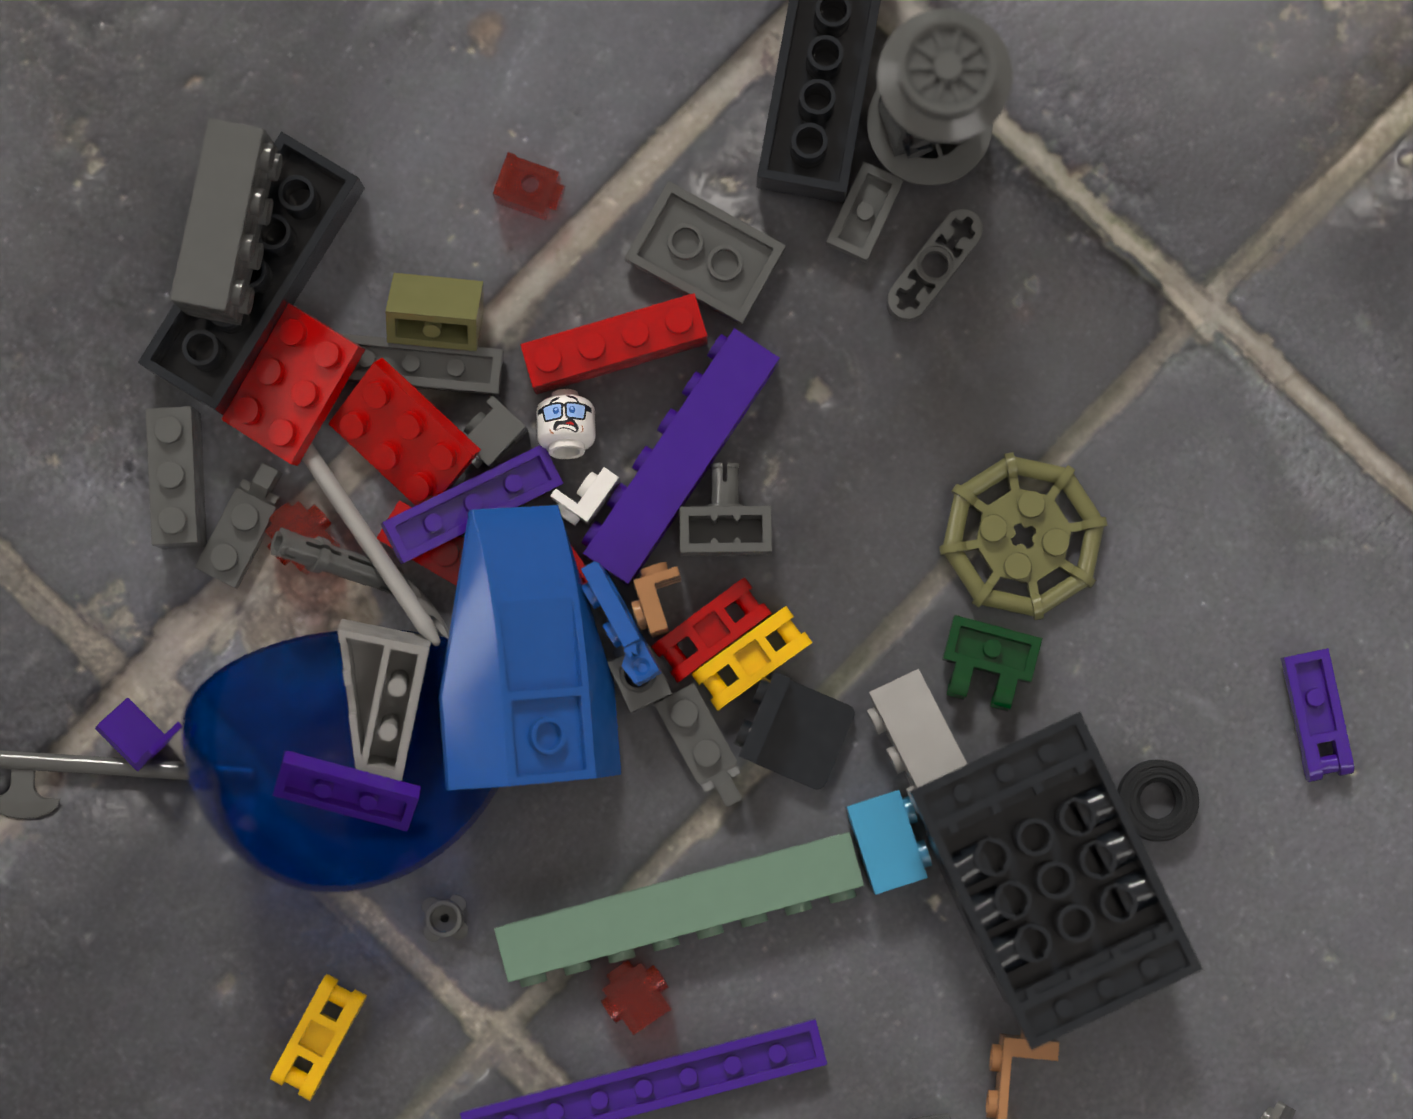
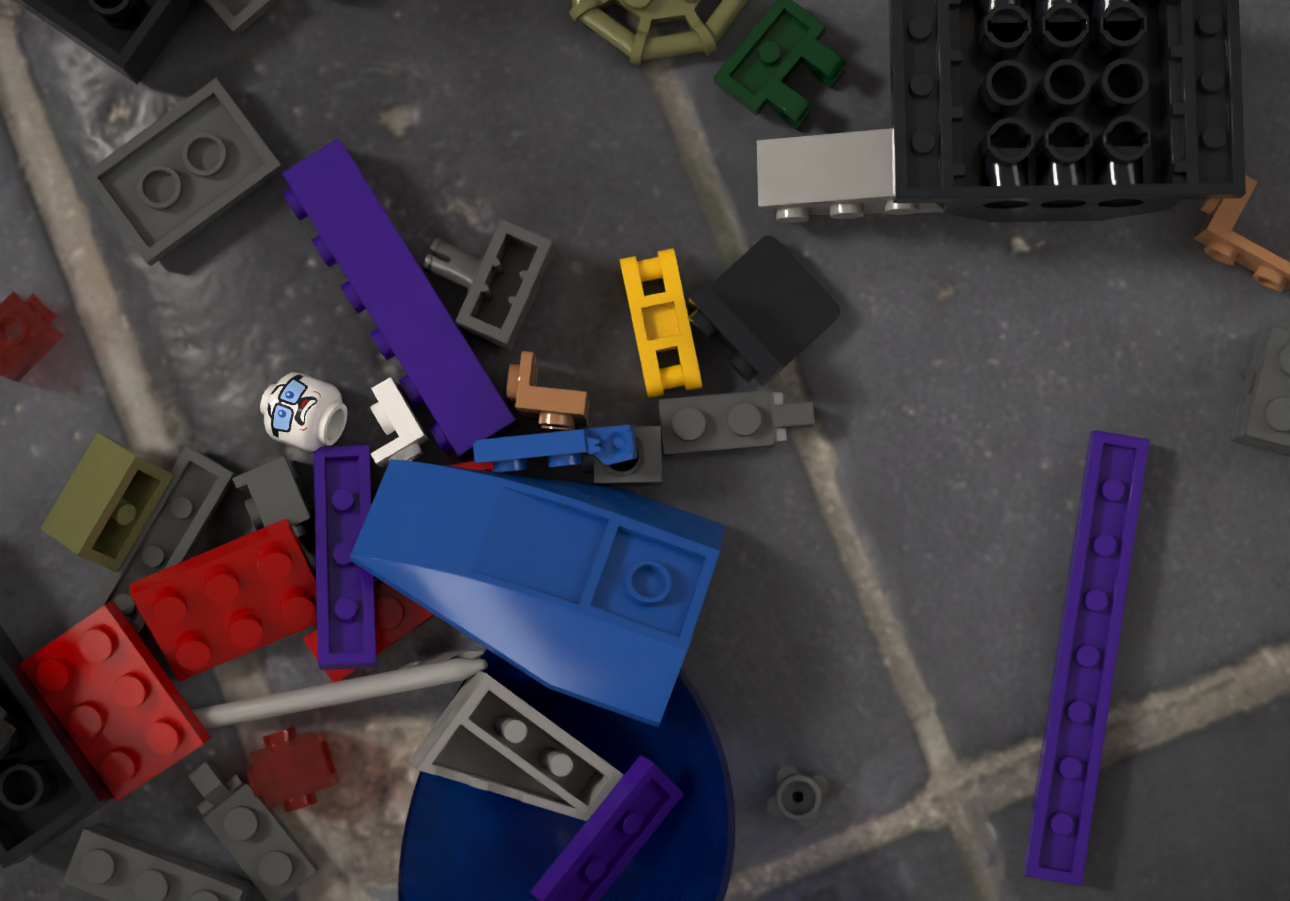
camera: 65 degrees left, 0 degrees up
(320, 556) = (324, 754): dark grey pin -> none
(614, 343) = (238, 316): red brick -> none
(635, 995) = (980, 619): clear red brick -> none
(679, 907) = (903, 527): sand green brick -> none
(711, 629) = (608, 353): red plate -> none
(887, 841) = (931, 262): dark azure brick -> none

